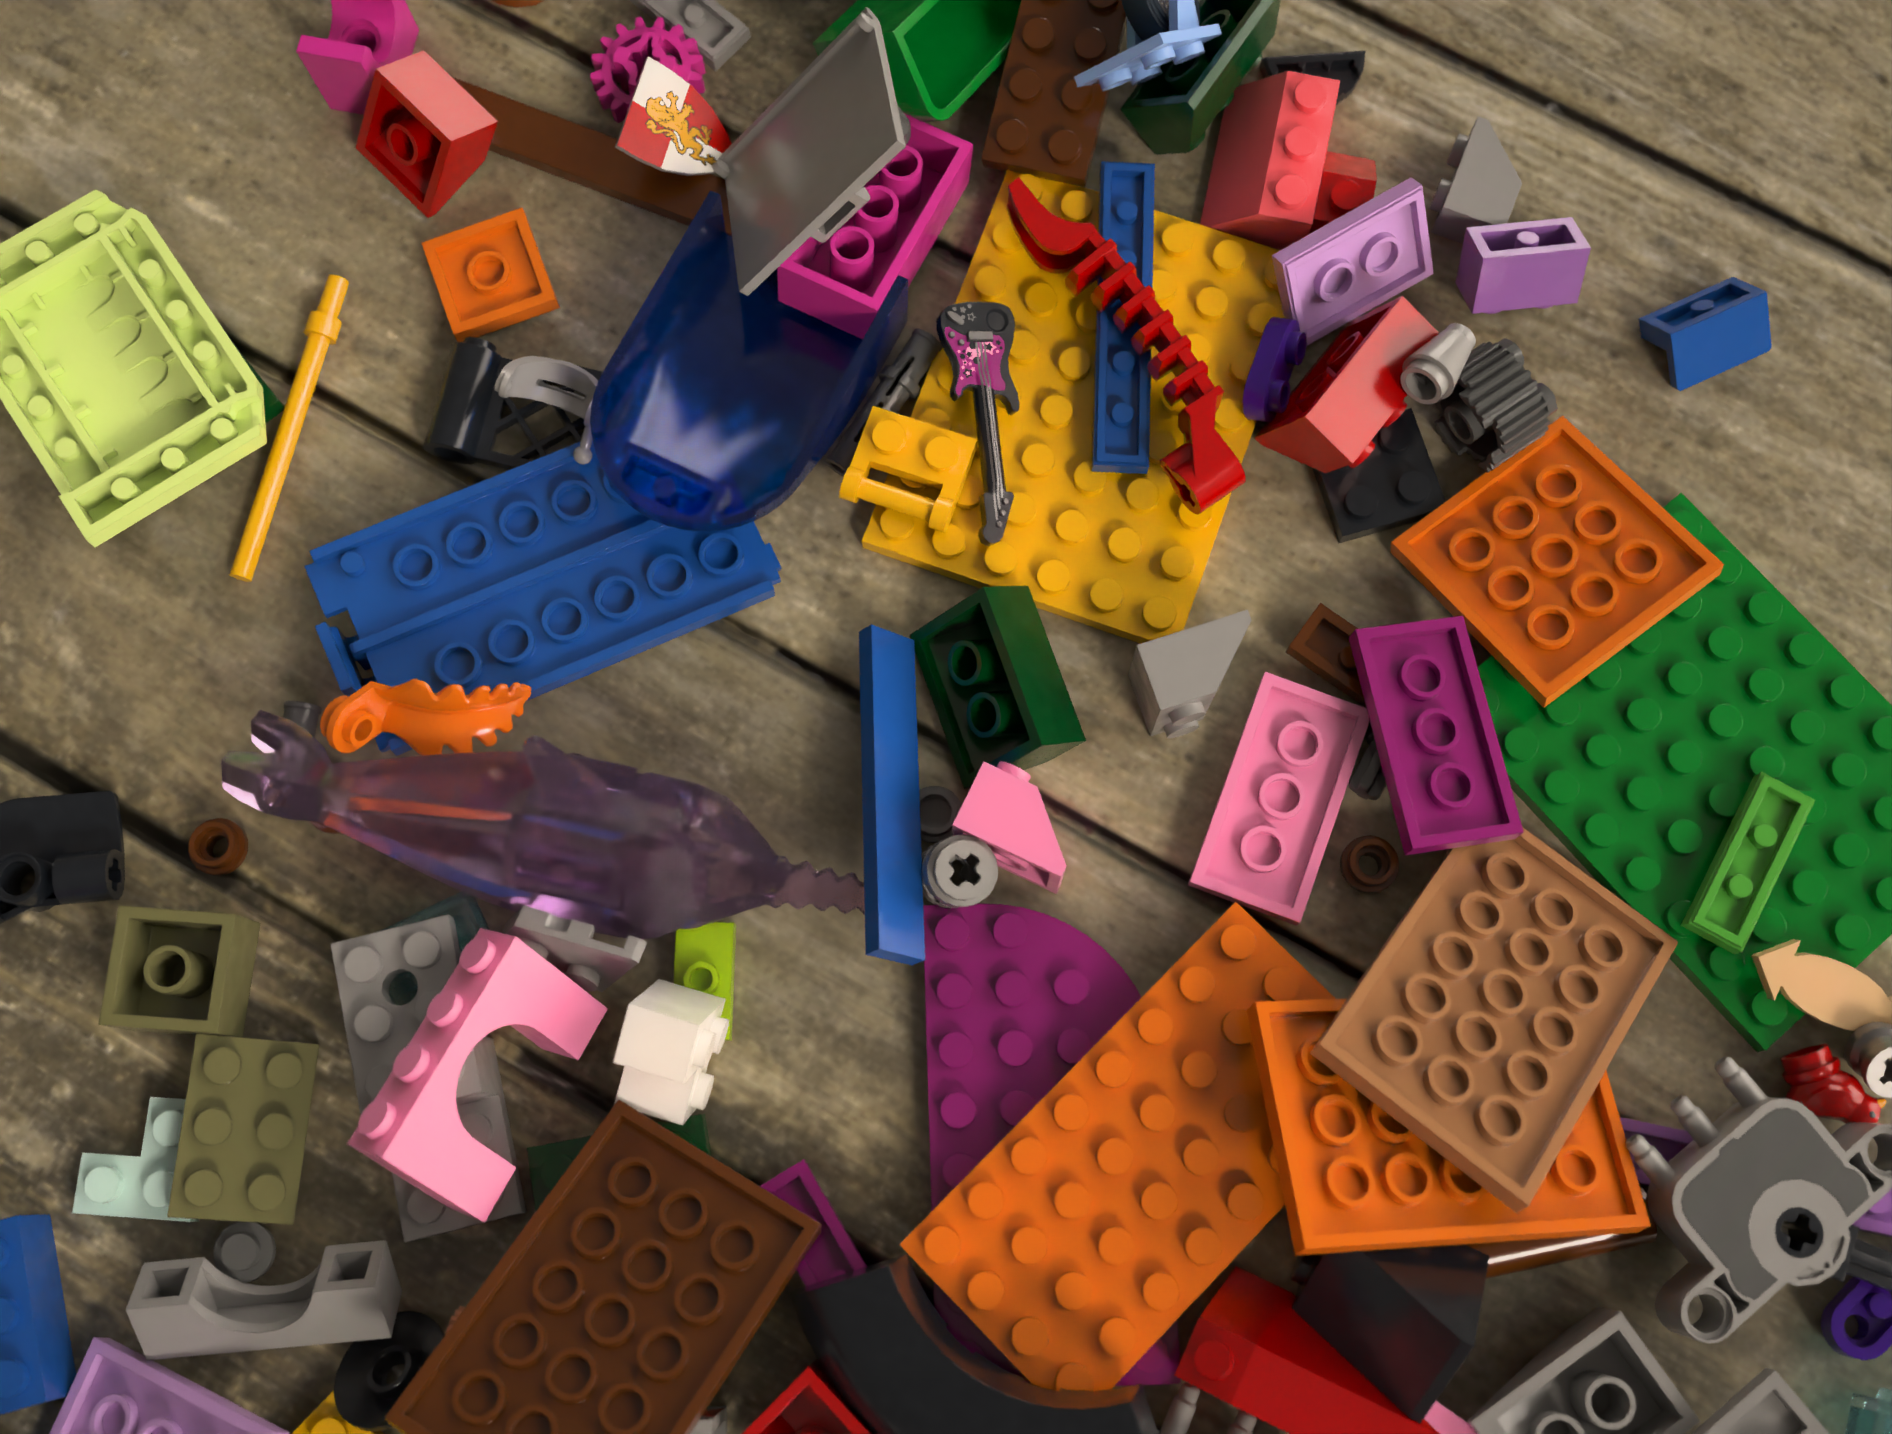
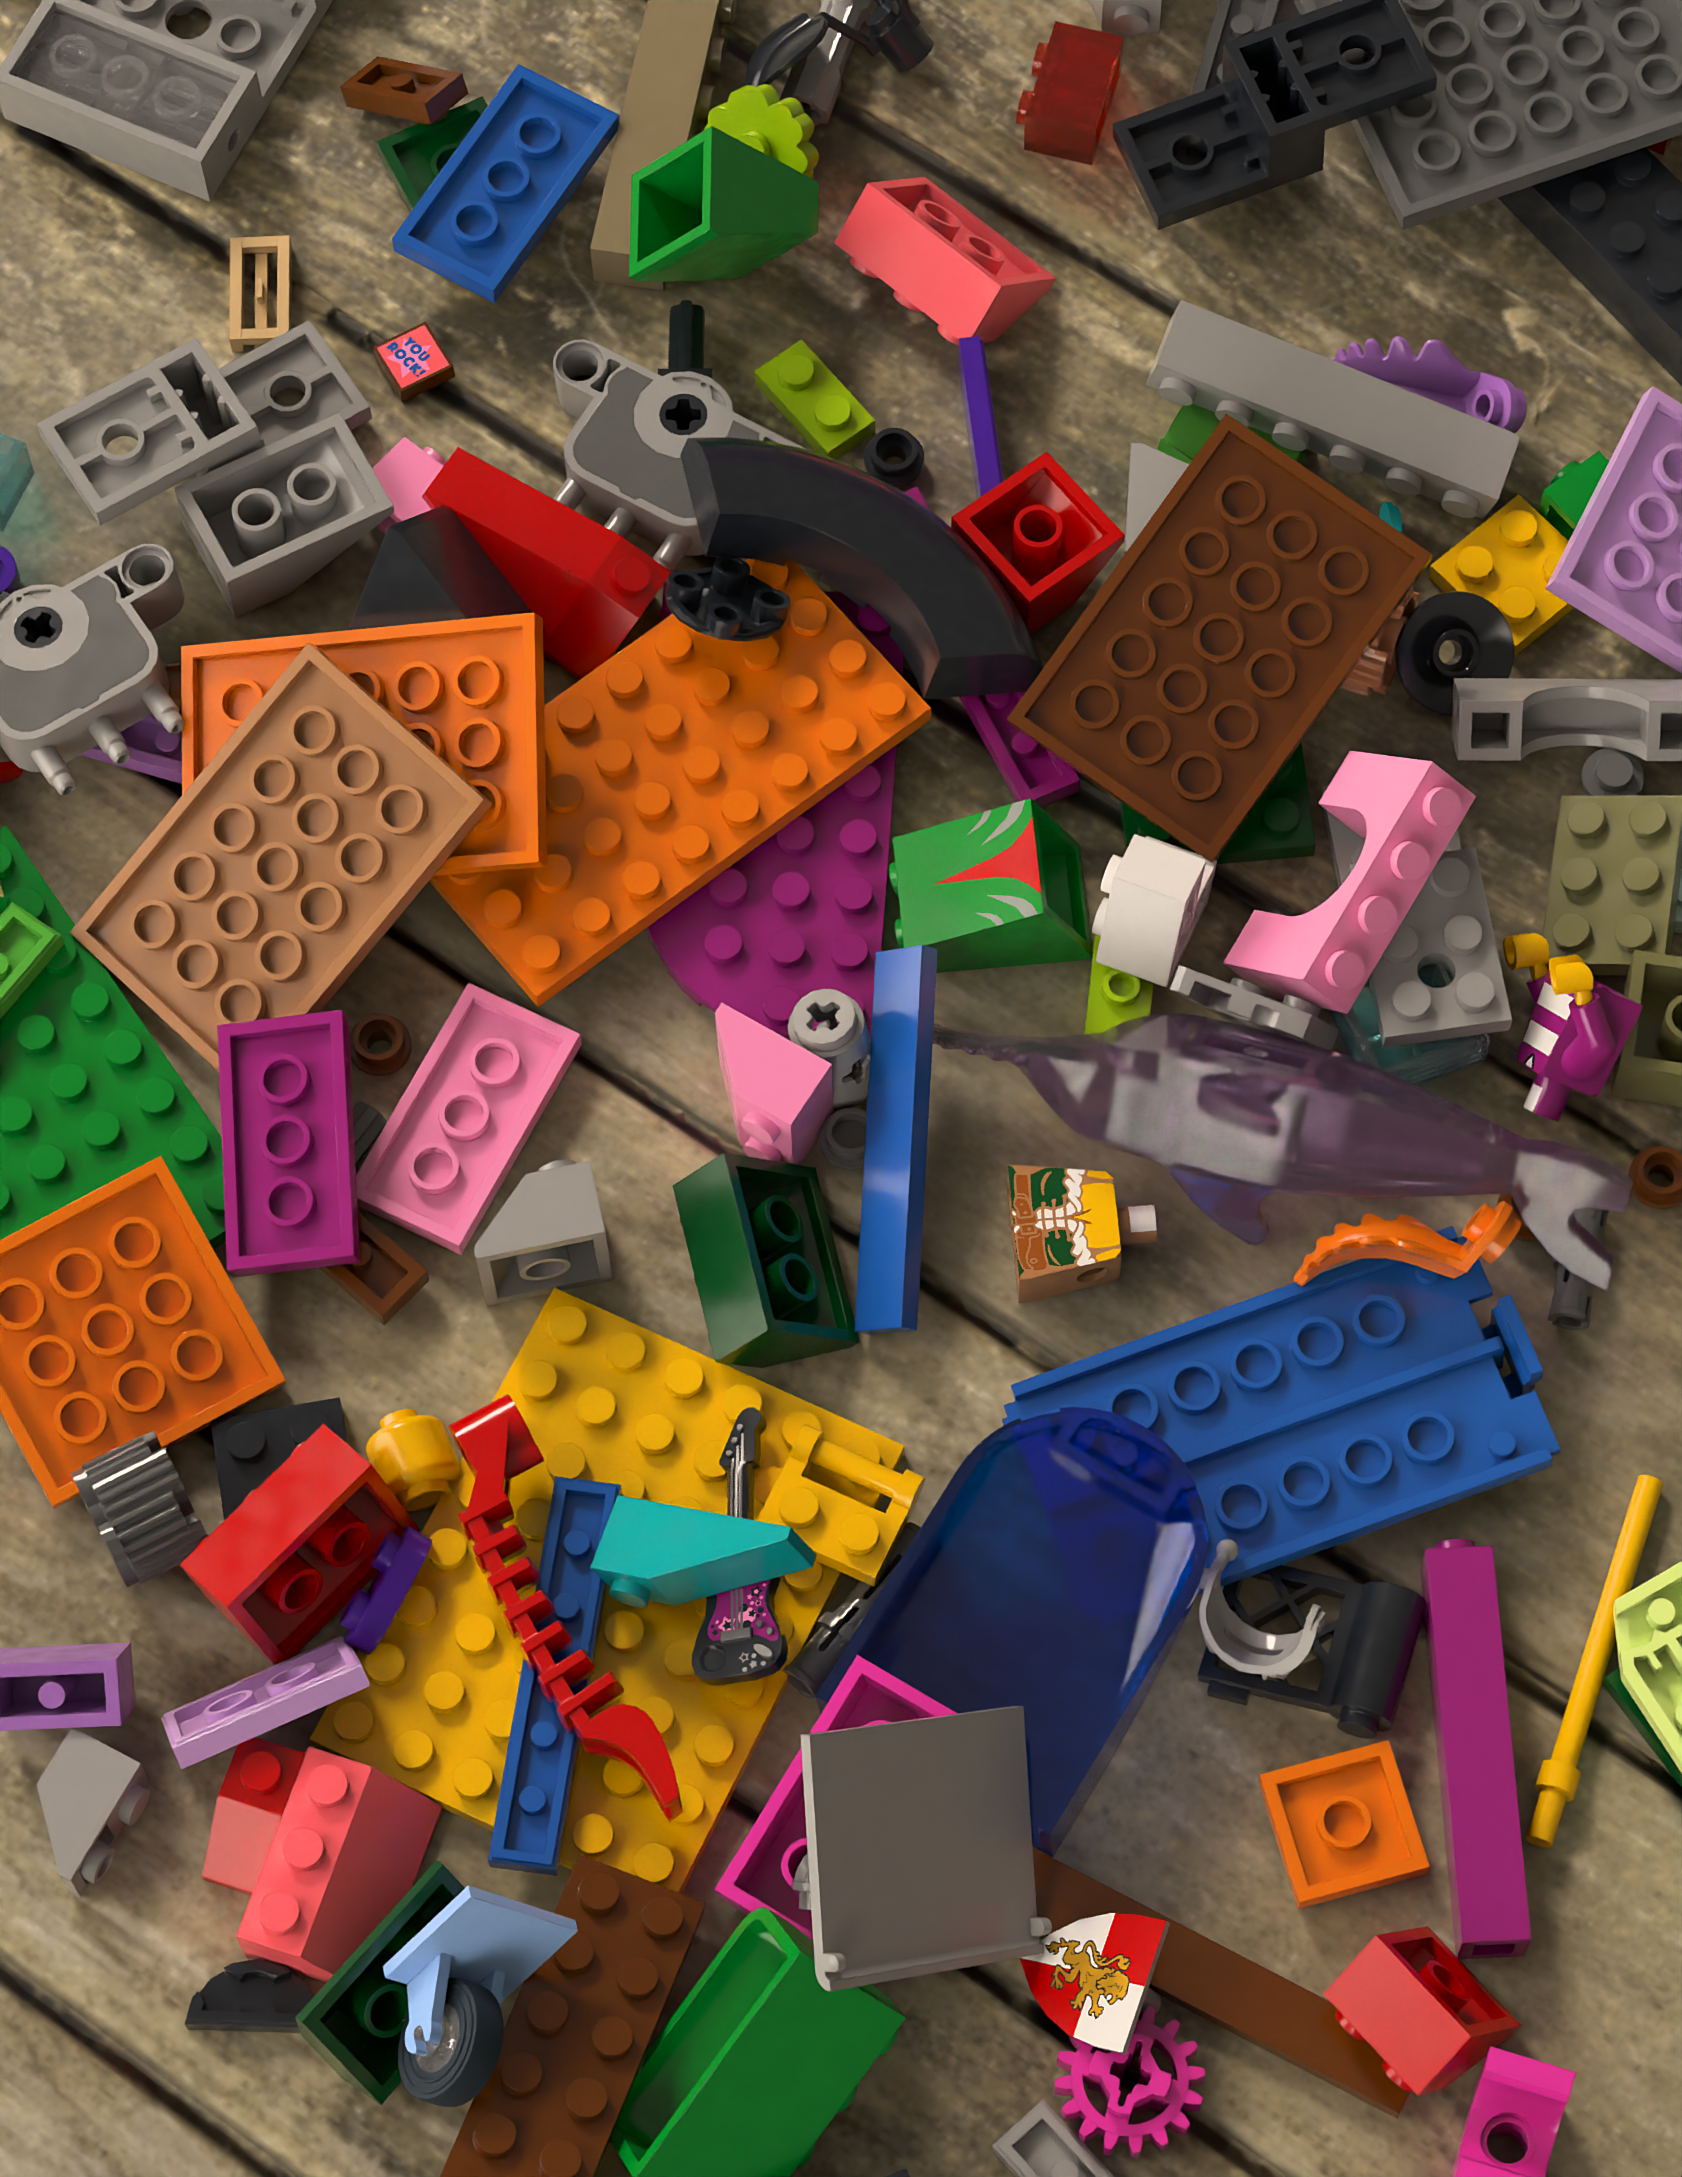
camera: 175 degrees left, 10 degrees down
(280, 962) = (1573, 1027): none -> magenta torso
(385, 339) = (1474, 1751): none -> magenta brick
(733, 740) = (1069, 1229): none -> torso
(827, 1058) = (993, 890): none -> green slope
(1039, 394) = (689, 1553): none -> teal slope
(1112, 1326) = (726, 601): none -> black dish
(1273, 485) = (414, 1458): none -> yellow head
(1436, 366) = (201, 1519): light grey cone -> none

